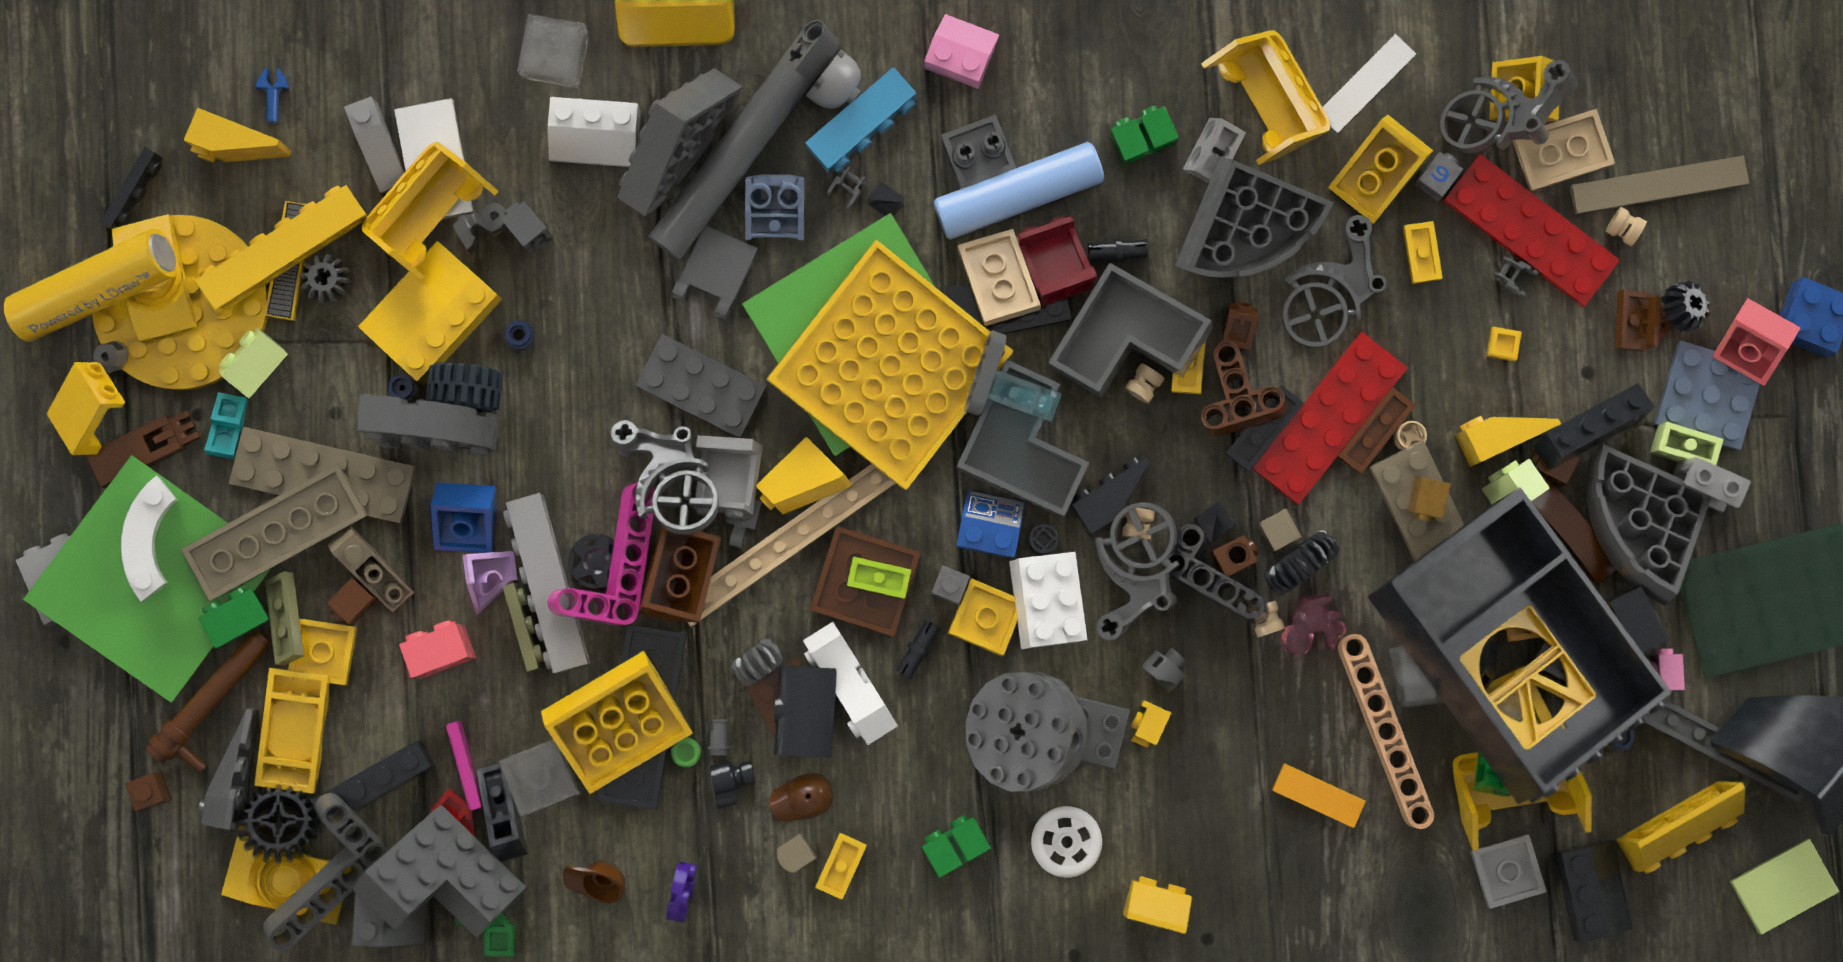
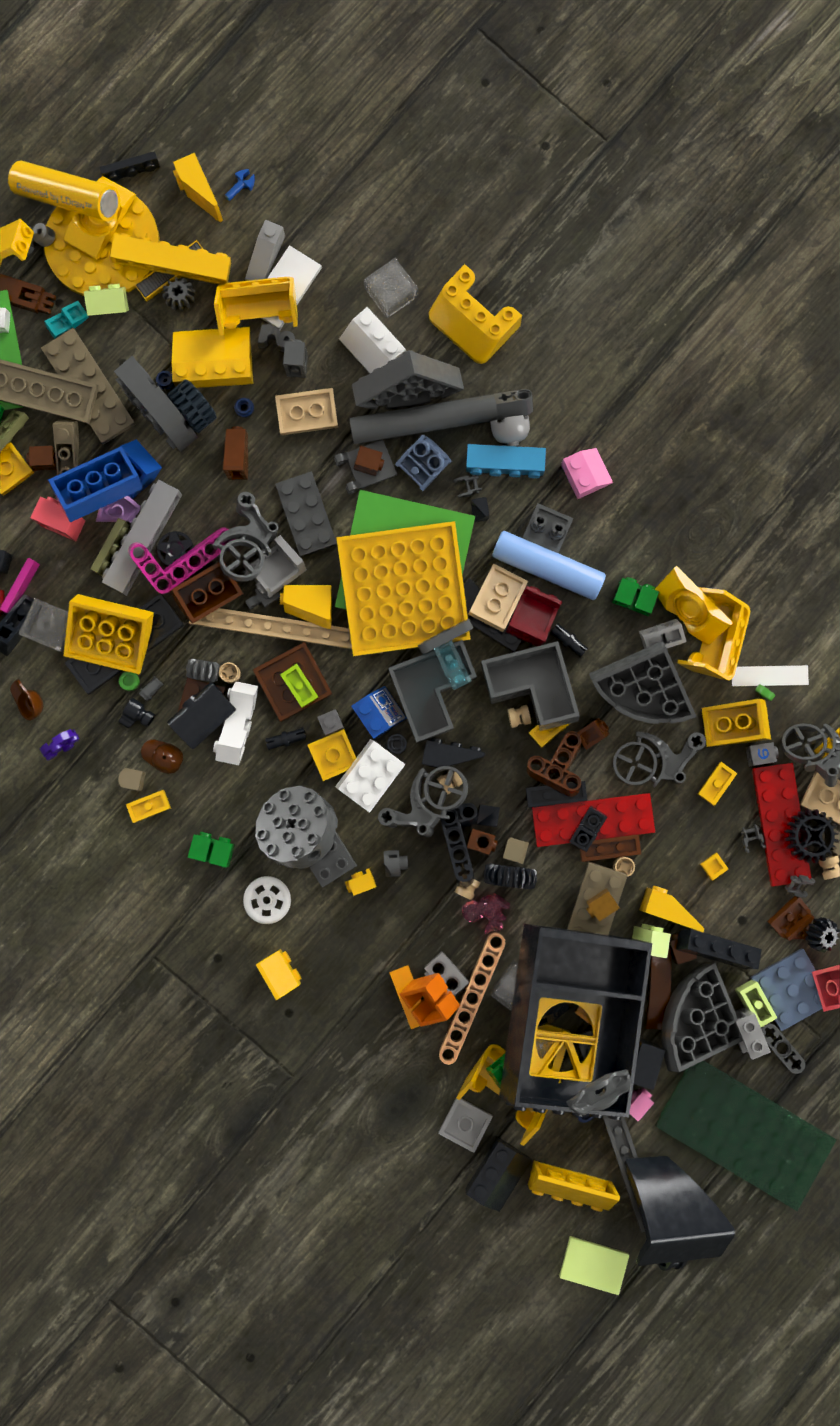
camera: 45 degrees right, 0 degrees up
(449, 572) = (95, 484): none -> blue brick
(561, 392) = (236, 454): none -> reddish brown slope
(592, 273) = (306, 411): none -> tan plate
(715, 263) = (368, 461): none -> reddish brown brick
(788, 637) = (227, 670): none -> tan wheel
(1215, 88) = (692, 606): none -> yellow slope
(1334, 432) = (588, 828): none -> black slope
(1335, 727) = (450, 971): none -> light grey brick
(1356, 775) = (437, 1002): none -> orange piece
(1379, 107) = (764, 692): none -> bright green tile
(1577, 190) = (823, 845): none -> black gear
(1608, 270) = (800, 880): none -> dark grey piece
(1625, 673) = (614, 1086): none -> dark grey piece
(1780, 461) = (787, 1063): none -> dark grey beam

